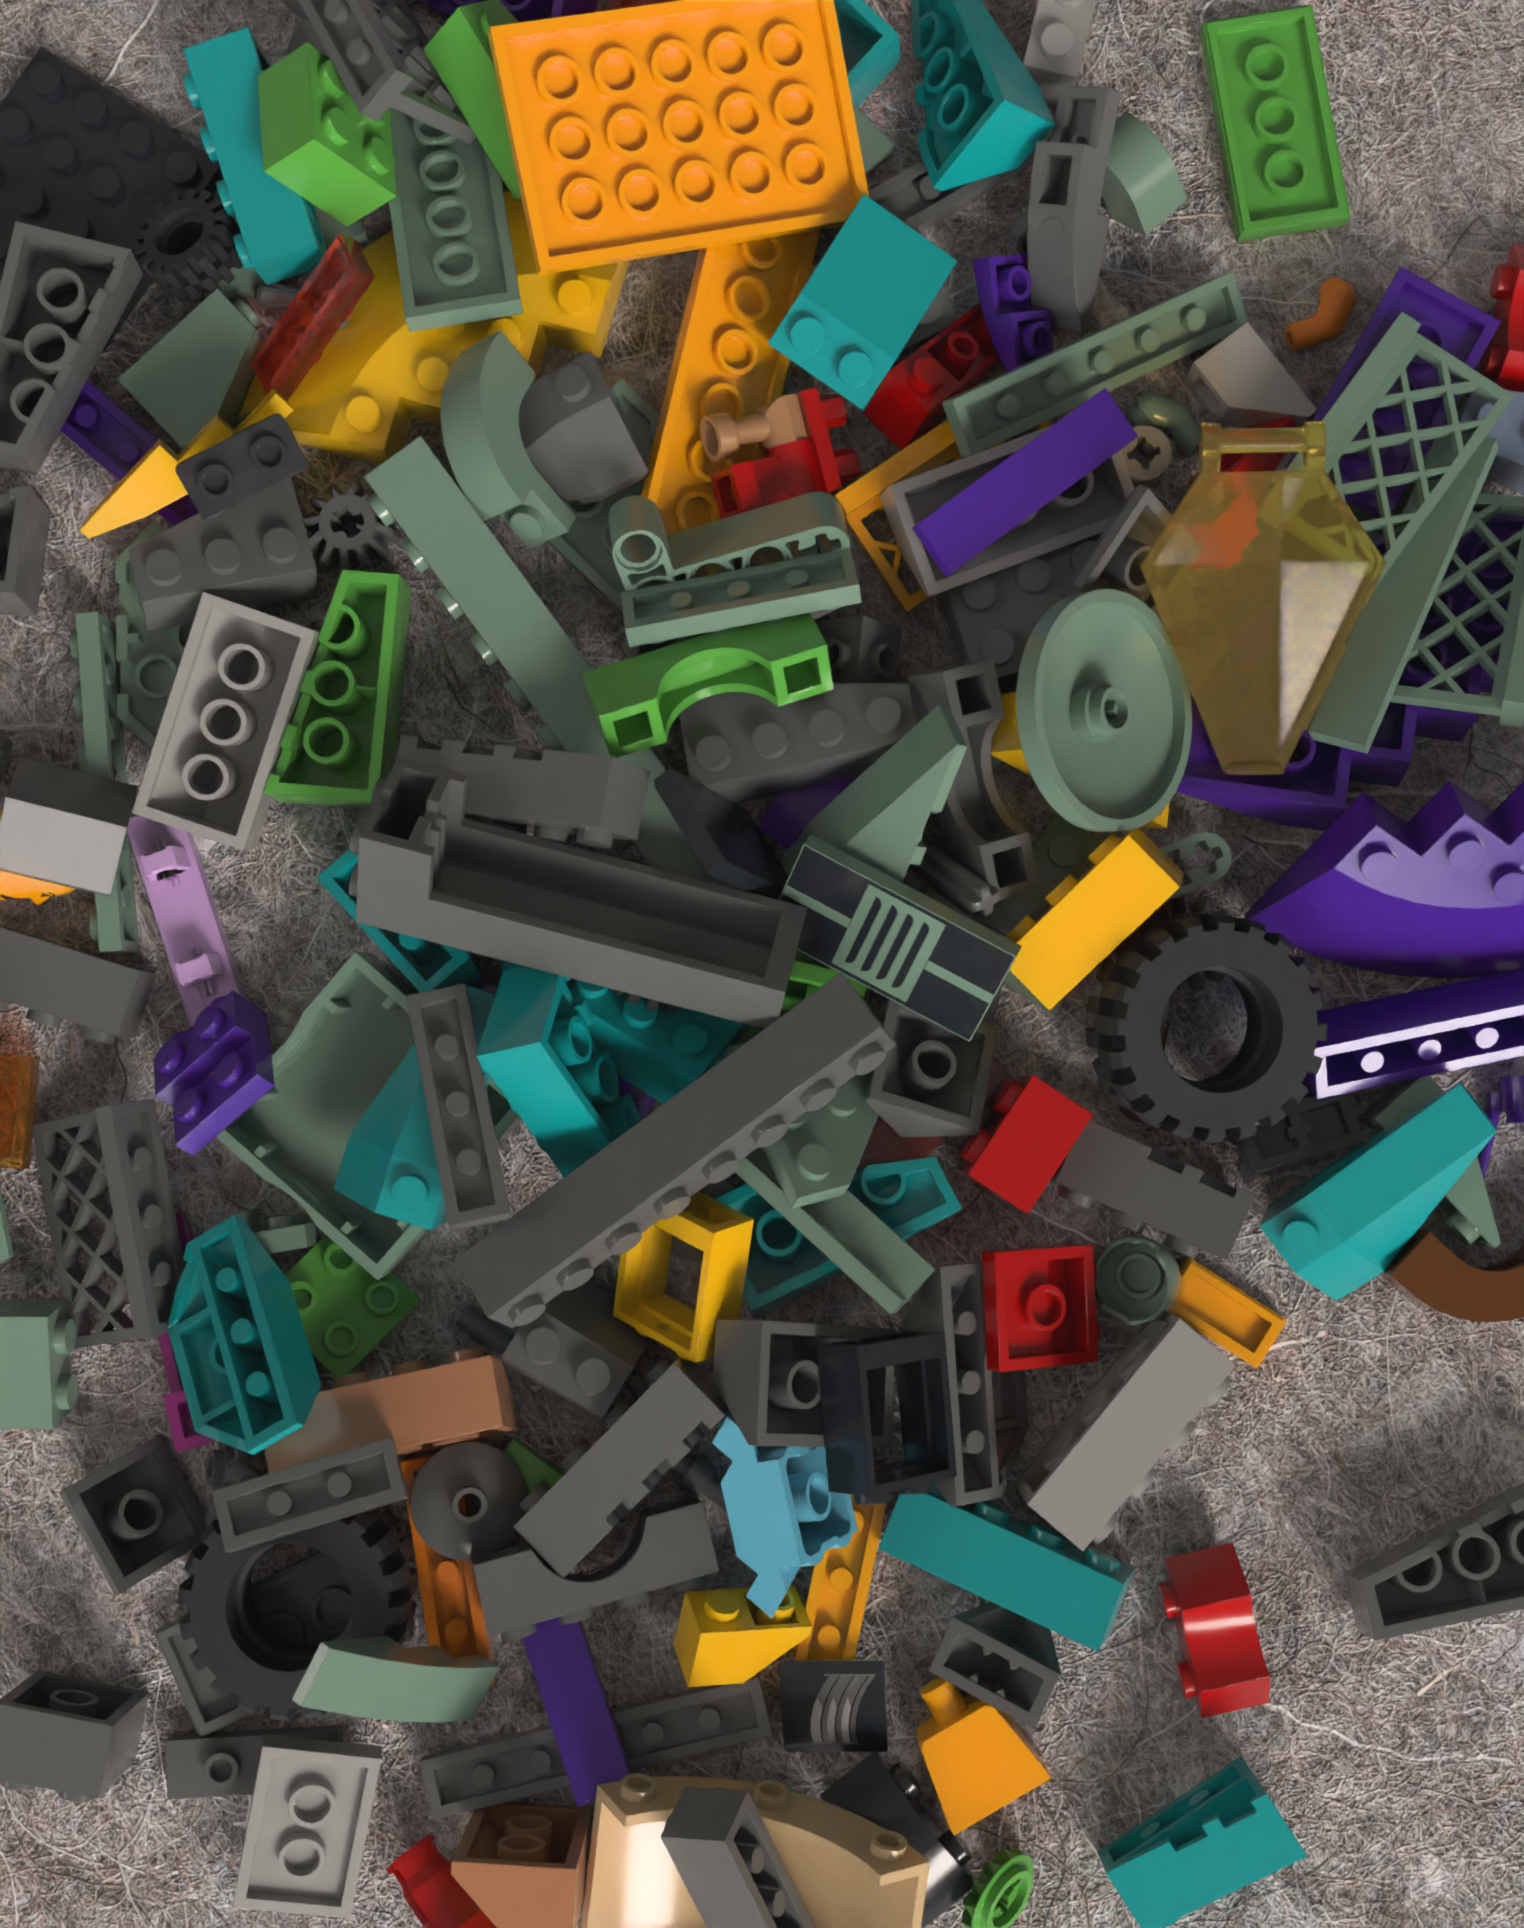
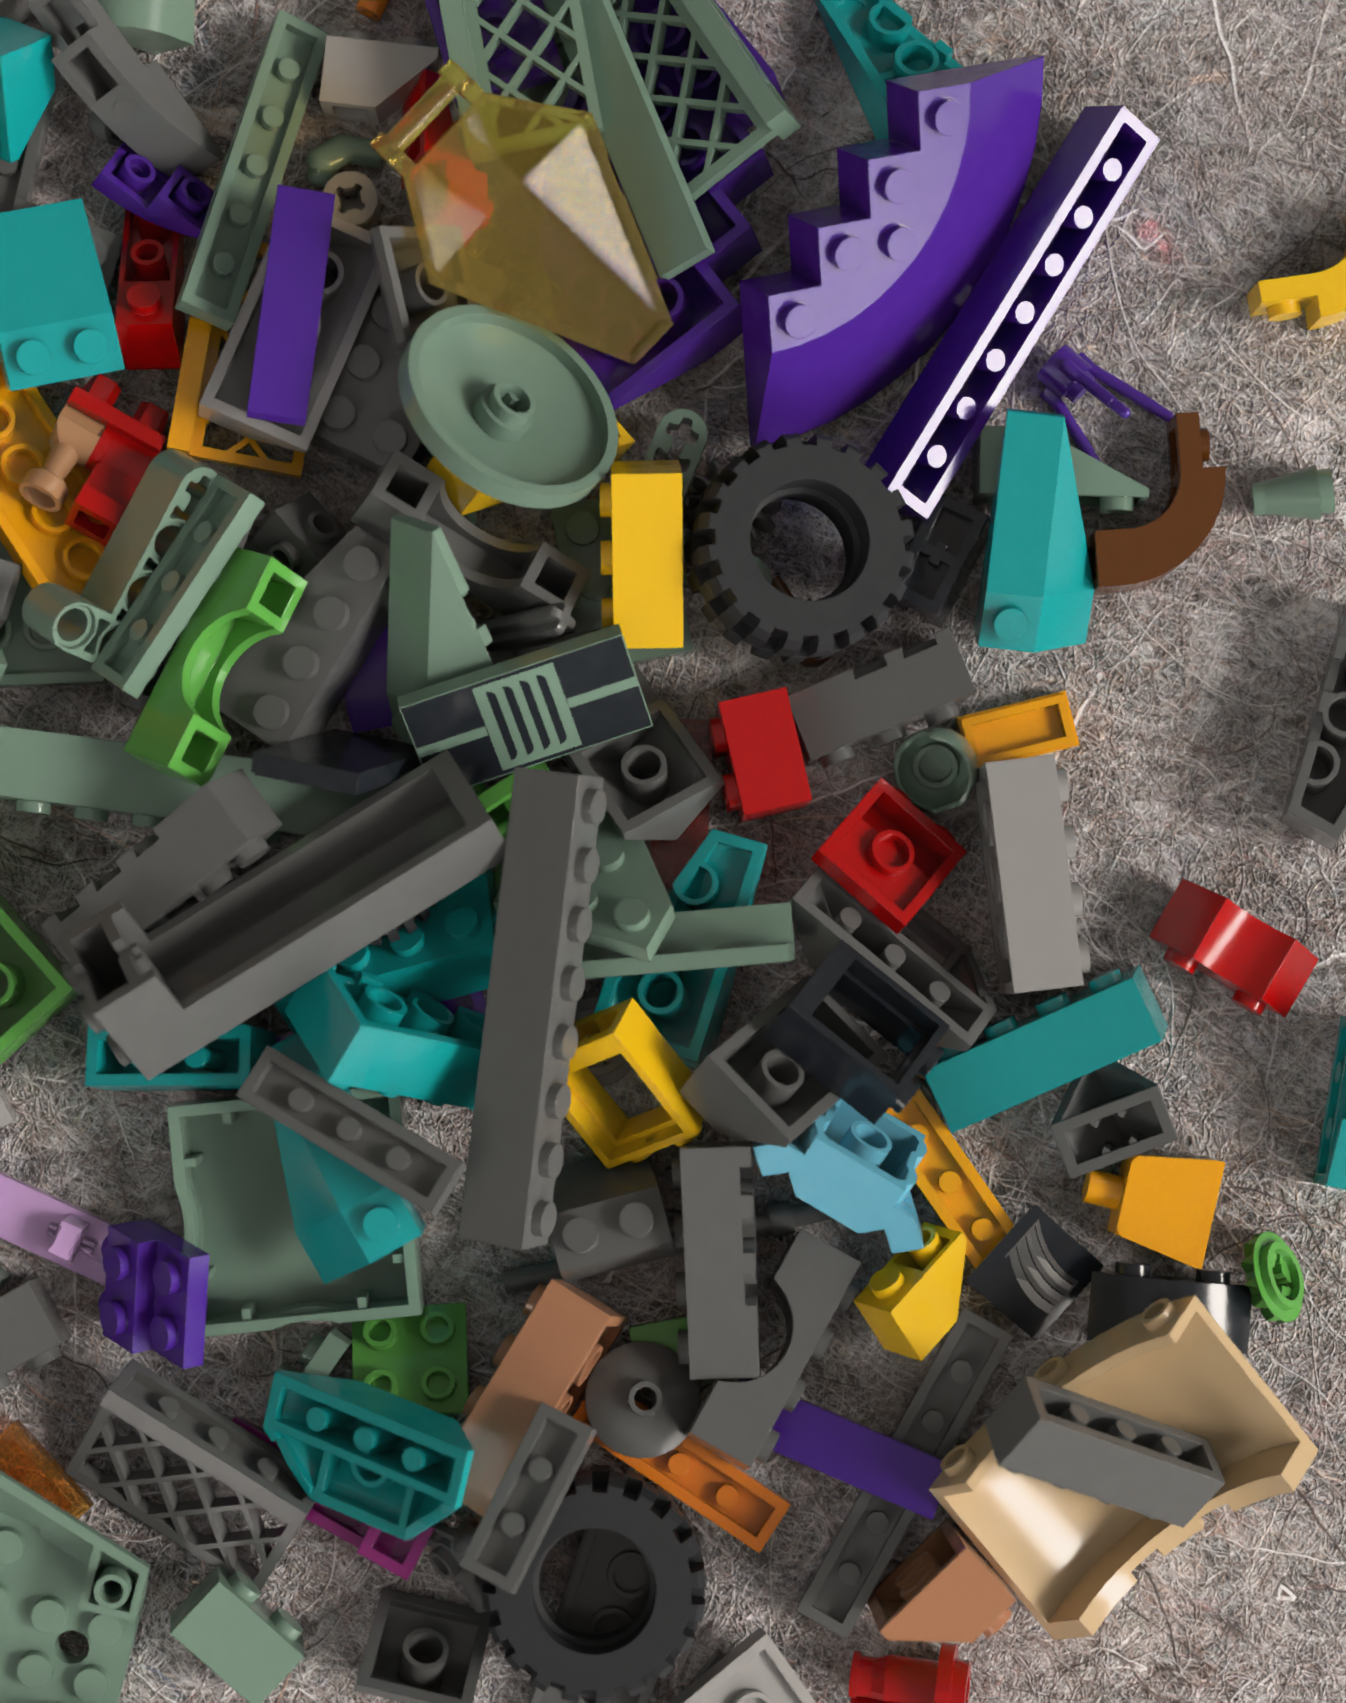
camera: 70 degrees left, 0 degrees up
(394, 1682) = (718, 1559): sand green slope -> none

